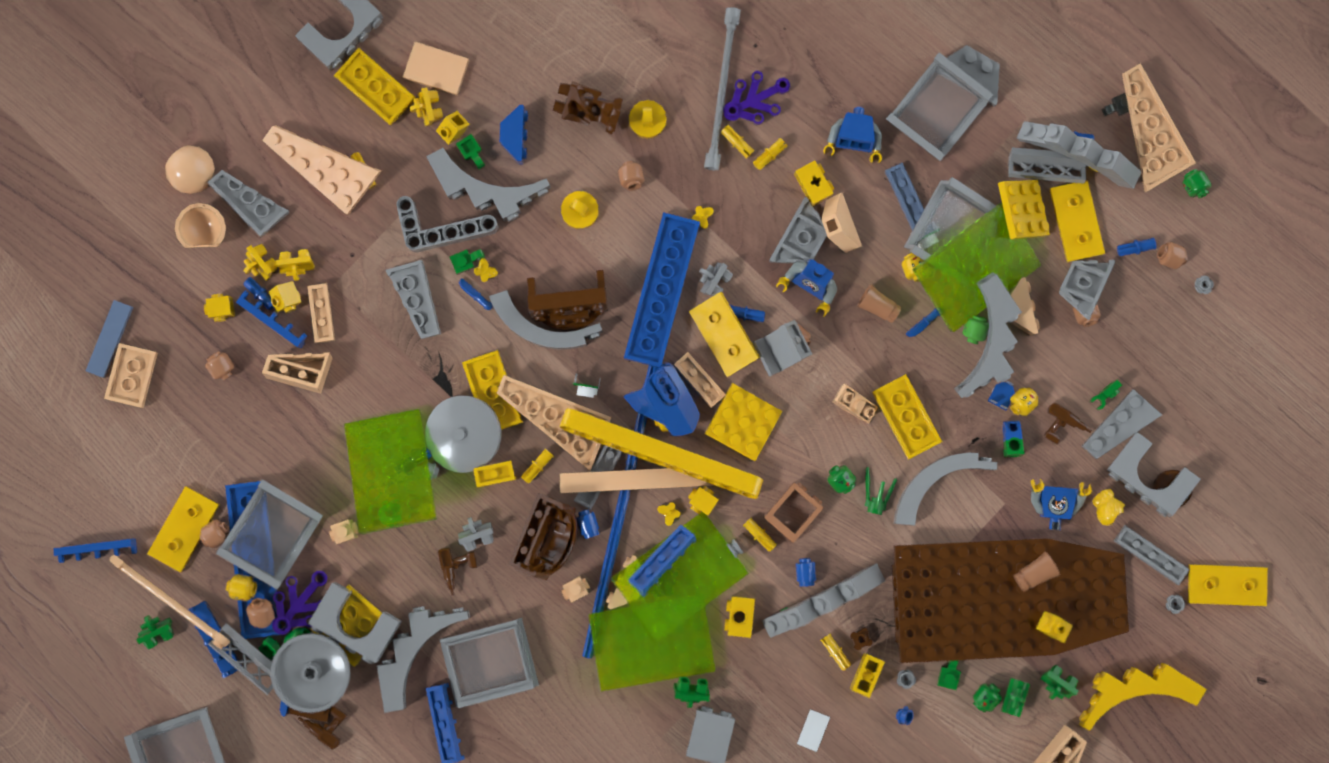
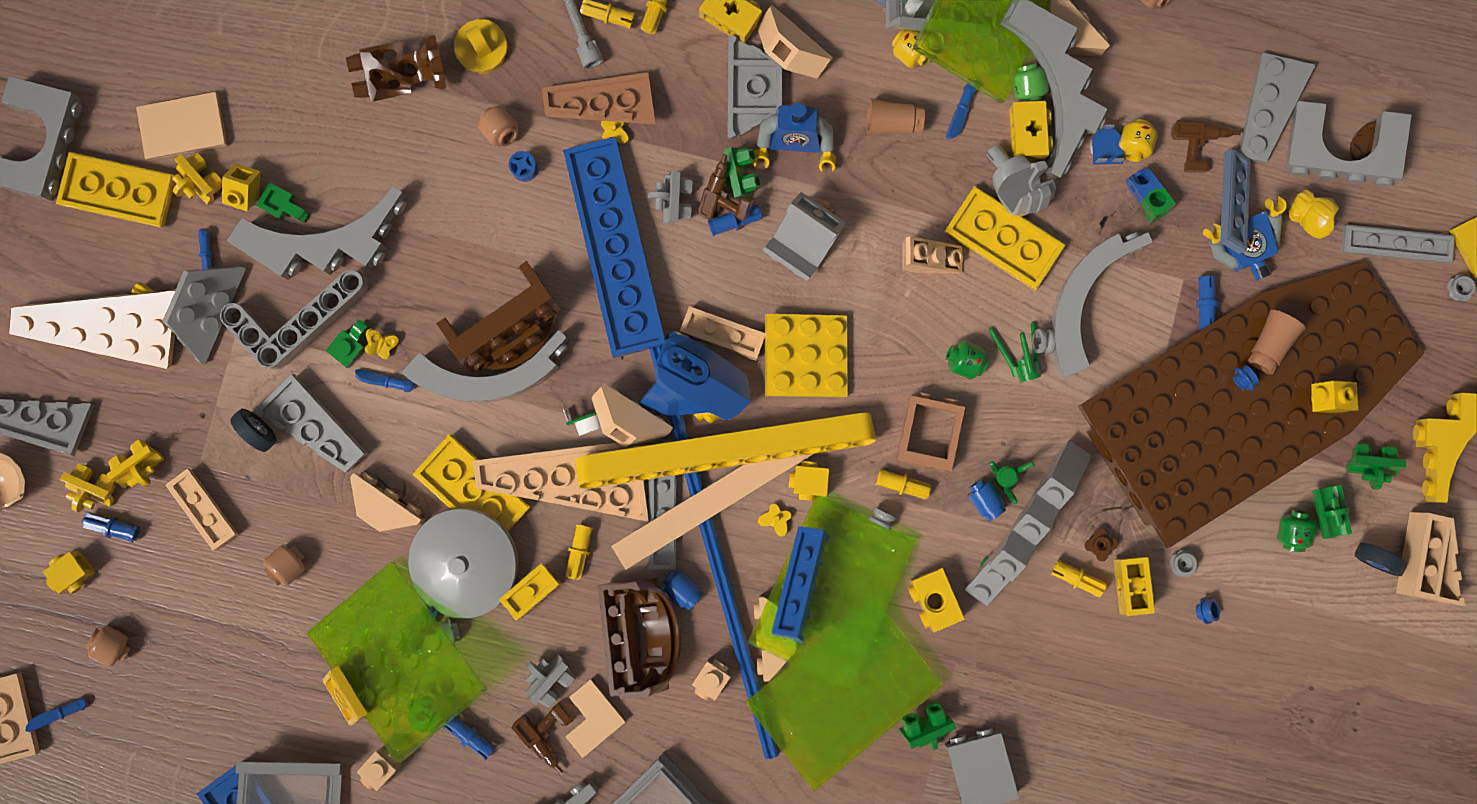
camera: 25 degrees left, 0 degrees up
(164, 390) = (54, 715): none -> blue piece
(270, 320) = (141, 554): blue hinge -> none
(285, 297) = (144, 514): yellow brick -> none
(302, 371) = (213, 596): light nougat wedge -> none
(347, 475) = (344, 696): none -> yellow tile
(353, 375) = (284, 565): none -> nougat head
(379, 282) = (253, 430): none -> black bush
(387, 187) = (198, 305): none -> light grey wing
(407, 156) = (205, 248): none -> blue piece
(409, 543) = (470, 737): none -> blue pin
(431, 372) = (381, 507): none -> light nougat slope
(495, 573) = (600, 720): none -> light nougat tile
(513, 134) = (323, 154): blue slope -> none
(579, 210) = (457, 204): yellow tile -> none
(611, 401) = (626, 419): none -> light nougat slope
(633, 205) = (521, 161): none -> blue wheel
(707, 195) = (607, 99): none -> nougat wing
(724, 334) = (722, 259): yellow plate -> none
(741, 293) = (715, 196): none -> reddish brown piece
(762, 283) = (736, 172): none -> green hips
(813, 730) = (1104, 691): white sticker -> none
(826, 565) = (1008, 476): none -> green plant
(895, 494) = (1044, 341): none -> light grey bush
(934, 388) = (1019, 183): none -> light grey piece
(949, 676) = (1234, 530): green plate -> none
(951, 366) = (1033, 115): none -> yellow brick
(1006, 585) = (1245, 378): none -> blue plate
(1011, 525) = (1207, 301): none -> blue pin
(1028, 743) = (1380, 559): none -> black bush
(1062, 472) = (1235, 201): none -> sand blue tile
(1109, 391) = (1236, 69): green plate -> none

